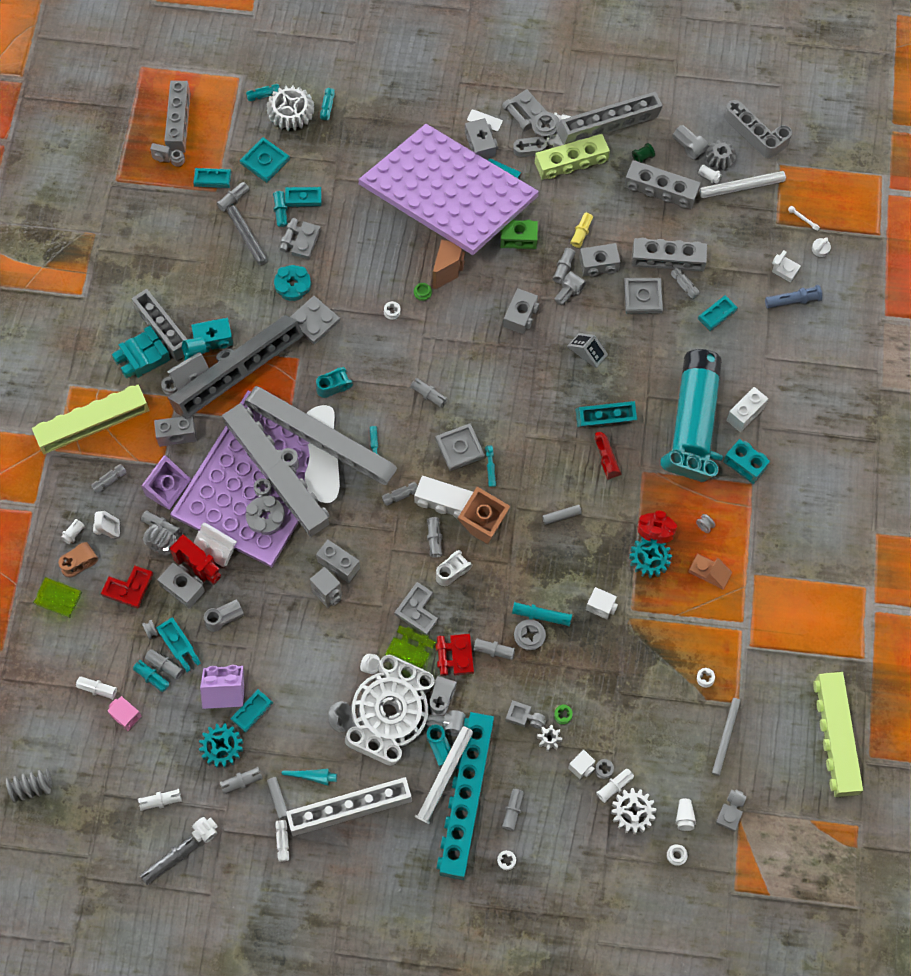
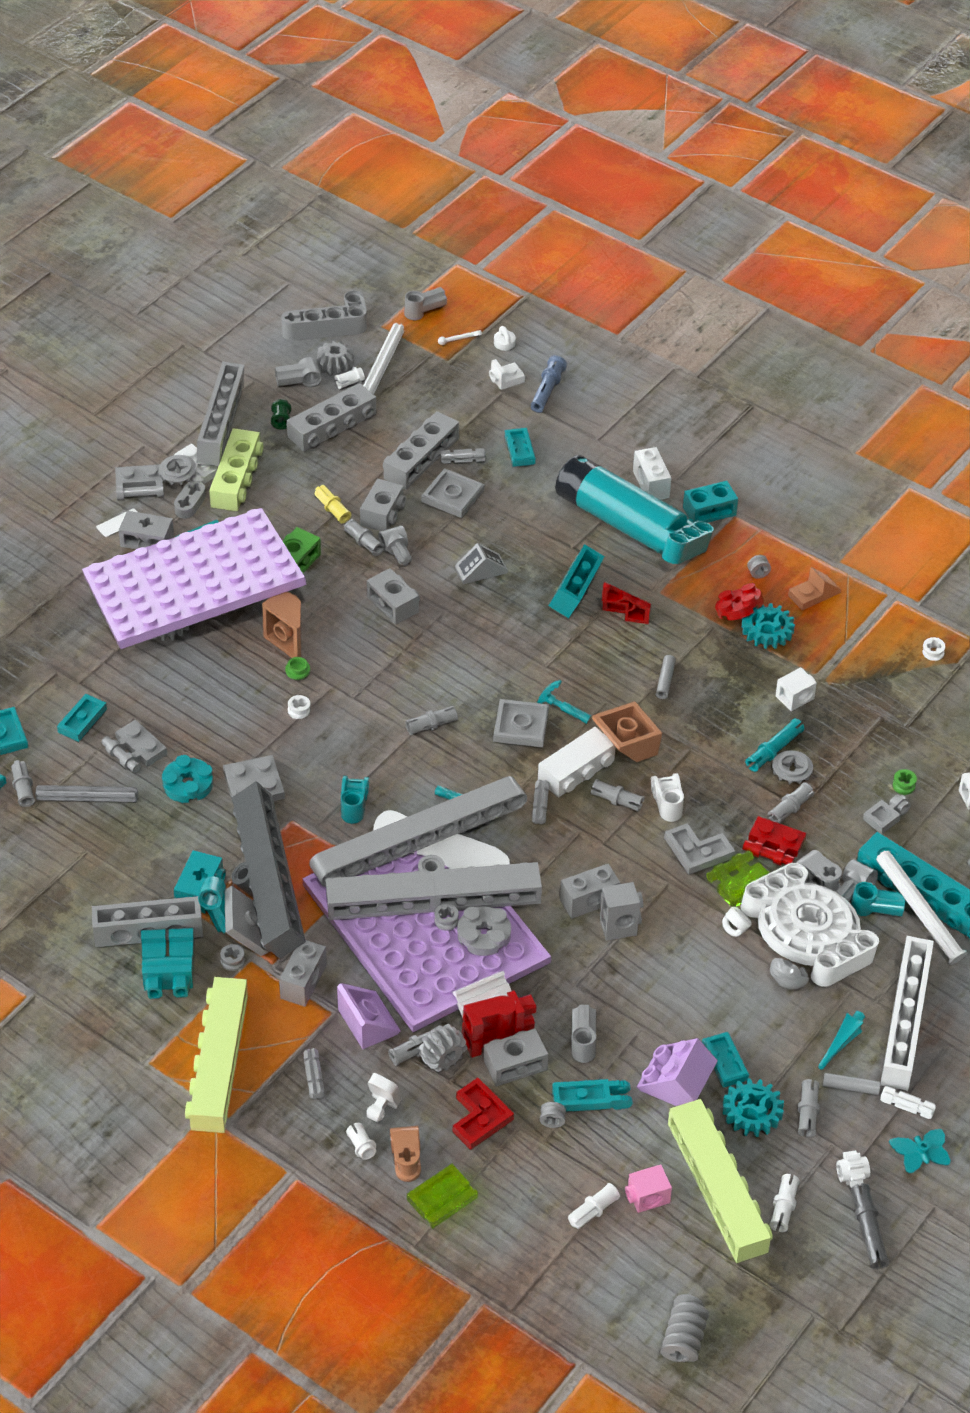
camera: 60 degrees left, 20 degrees down
(151, 676) = (615, 1141): teal axle -> none
(153, 751) = (719, 1180): none -> yellowish green brick
(163, 663) = (607, 1122): light grey axle -> none
(251, 868) = (922, 1151): none -> teal piece
(280, 208) = (80, 745): teal axle -> none
(550, 731) = (927, 802): white gear -> none
(817, 177) = (418, 303): none -> light grey piece

